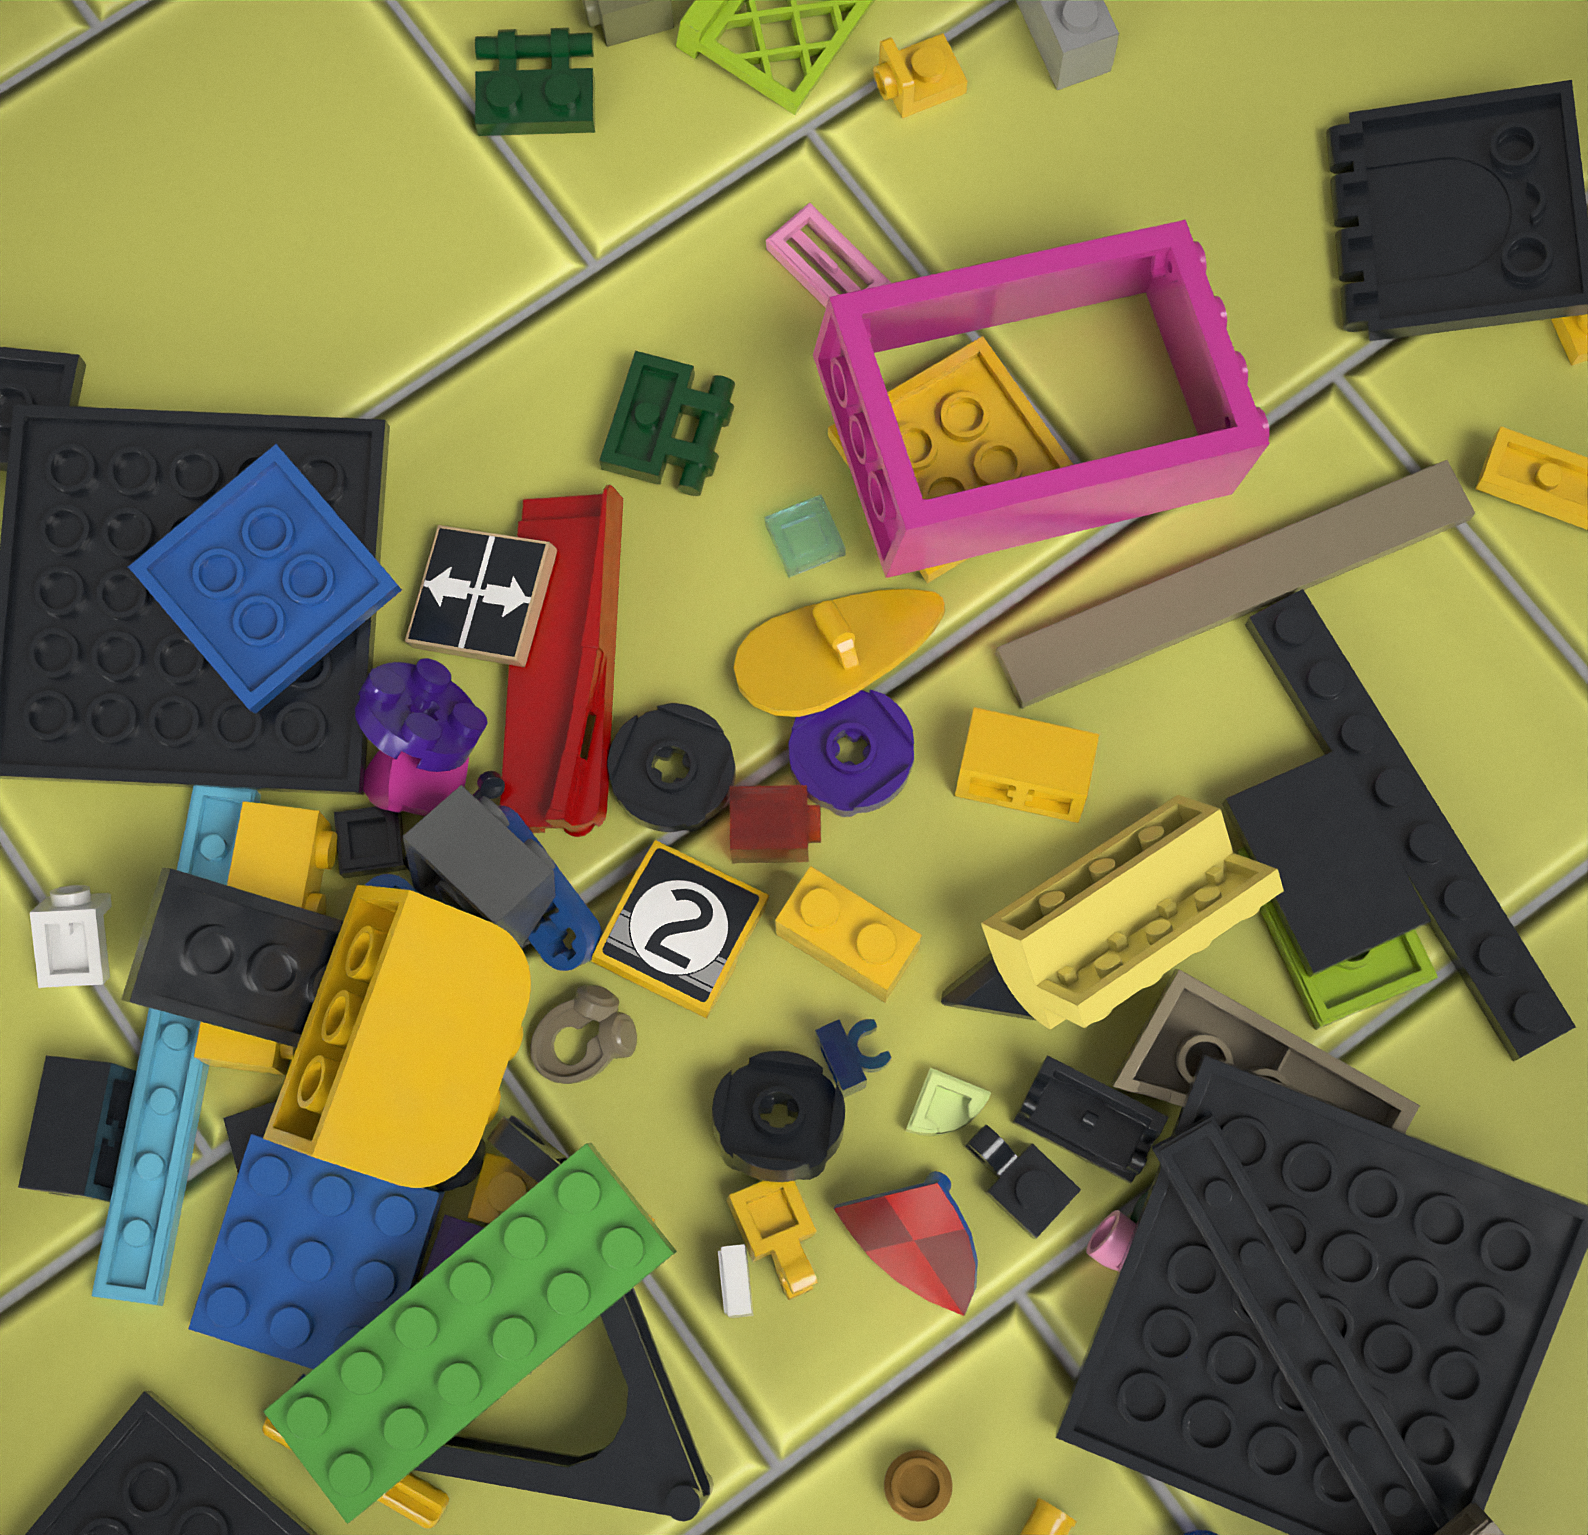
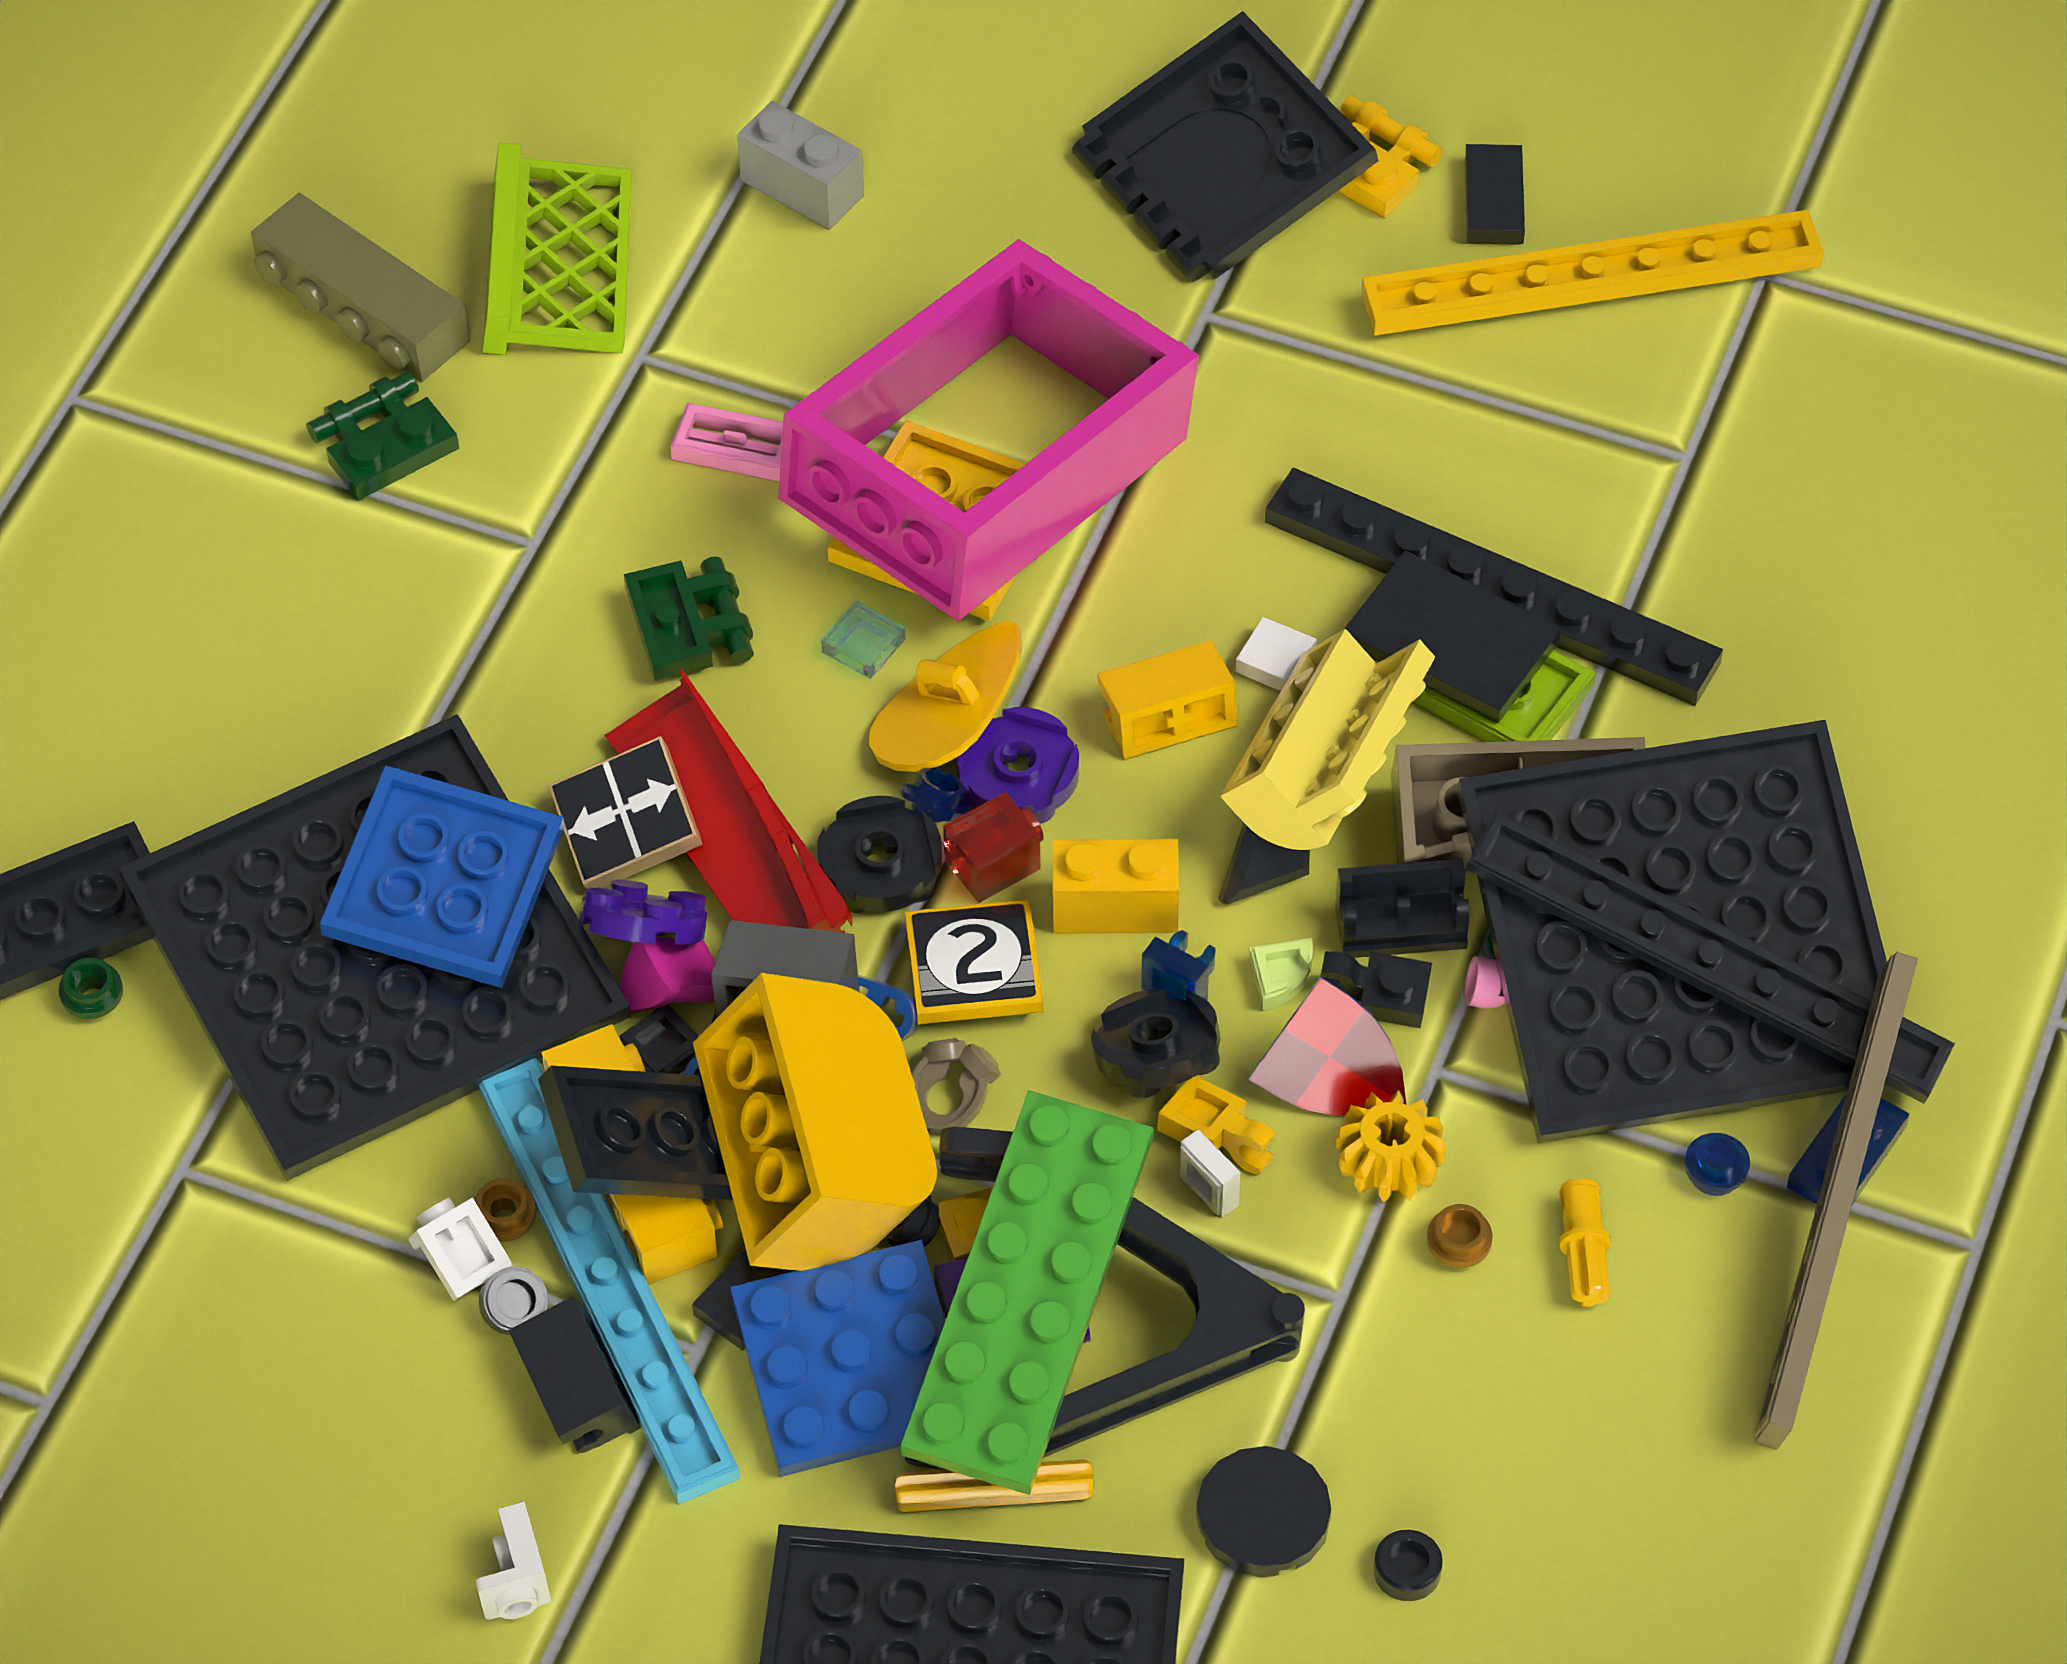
camera: 35 degrees left, 20 degrees down
(82, 1018) = (512, 1298): none -> tile
(117, 916) = (509, 1195): none -> pearl gold plate
(757, 740) = (936, 794): none -> clear blue plate
(918, 74) = (708, 270): yellow bracket -> none
(934, 1370) = (1390, 1146): none -> yellow gear
(1157, 773) = (1272, 653): none -> white tile
(1233, 584) = (1233, 497): dark tan tile -> none

